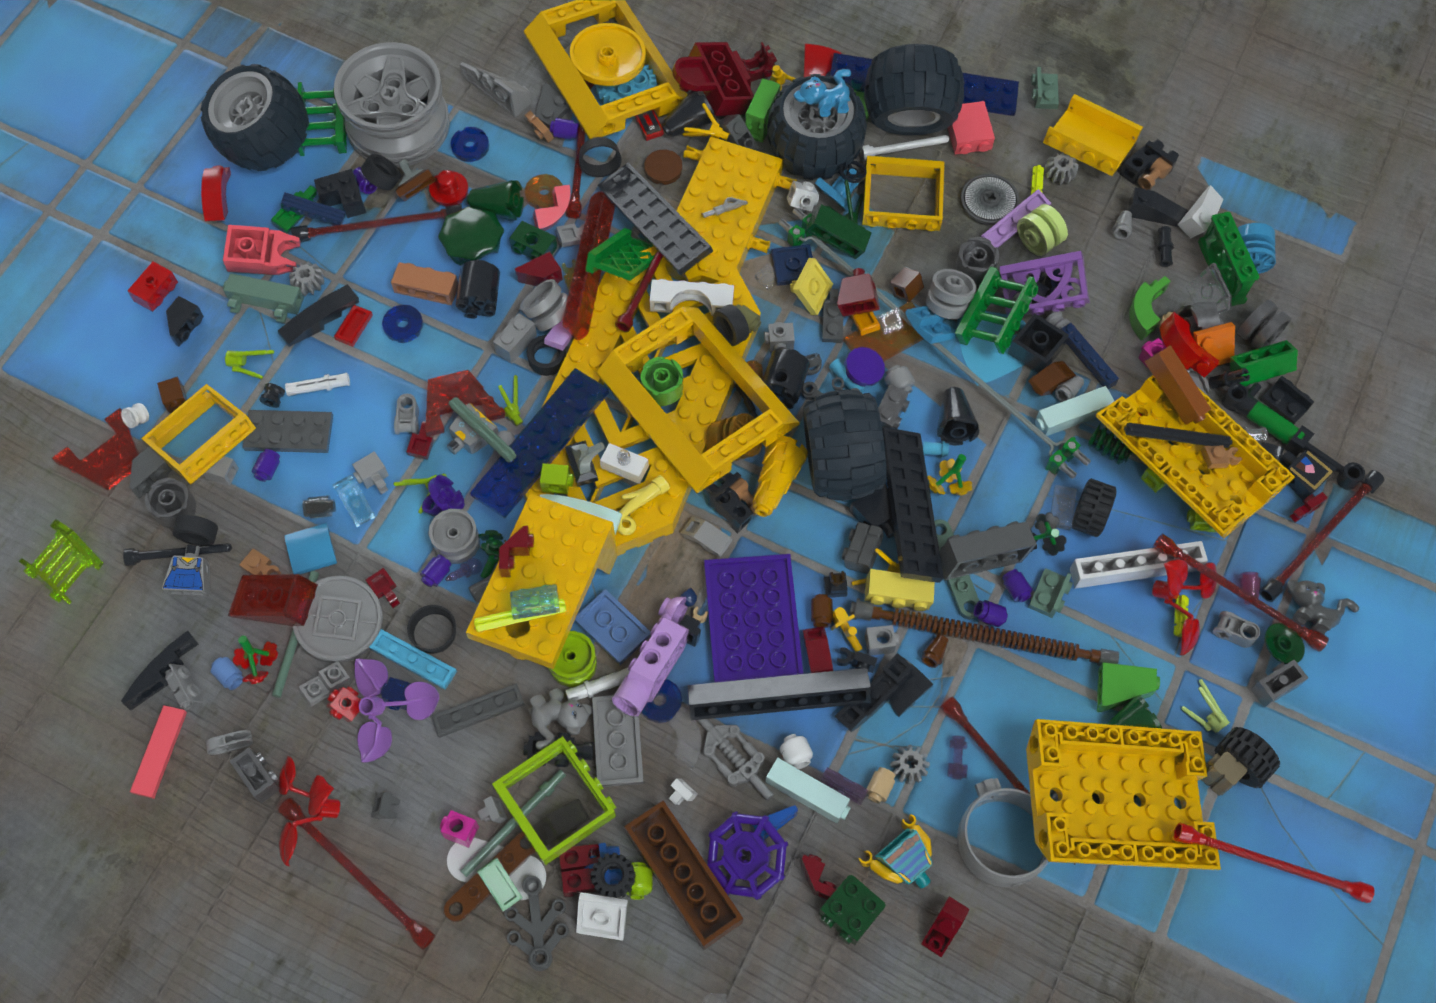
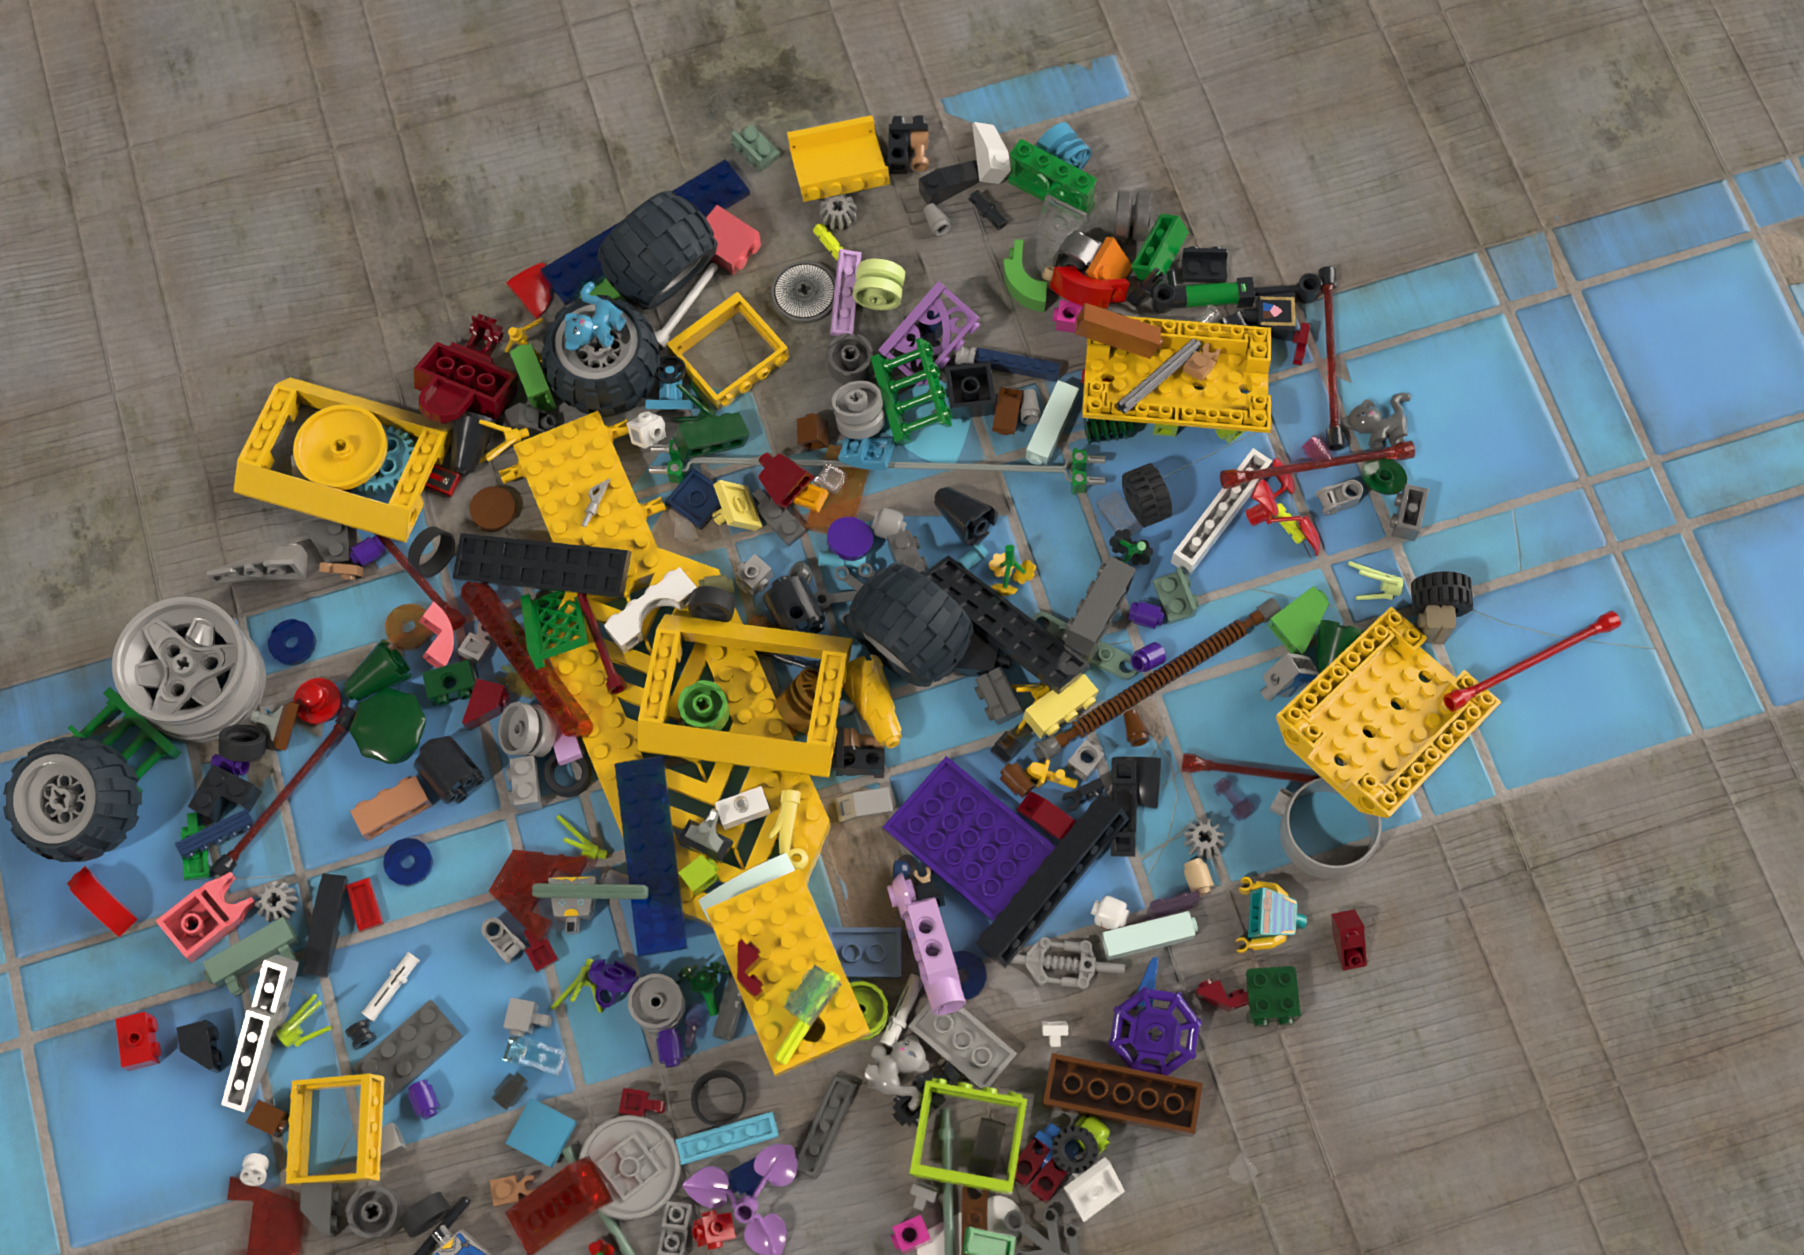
camera: 40 degrees left, 5 degrees up
(218, 338) = (259, 1031): none -> light grey brick
(1077, 707) = (1288, 676): none -> light grey torso

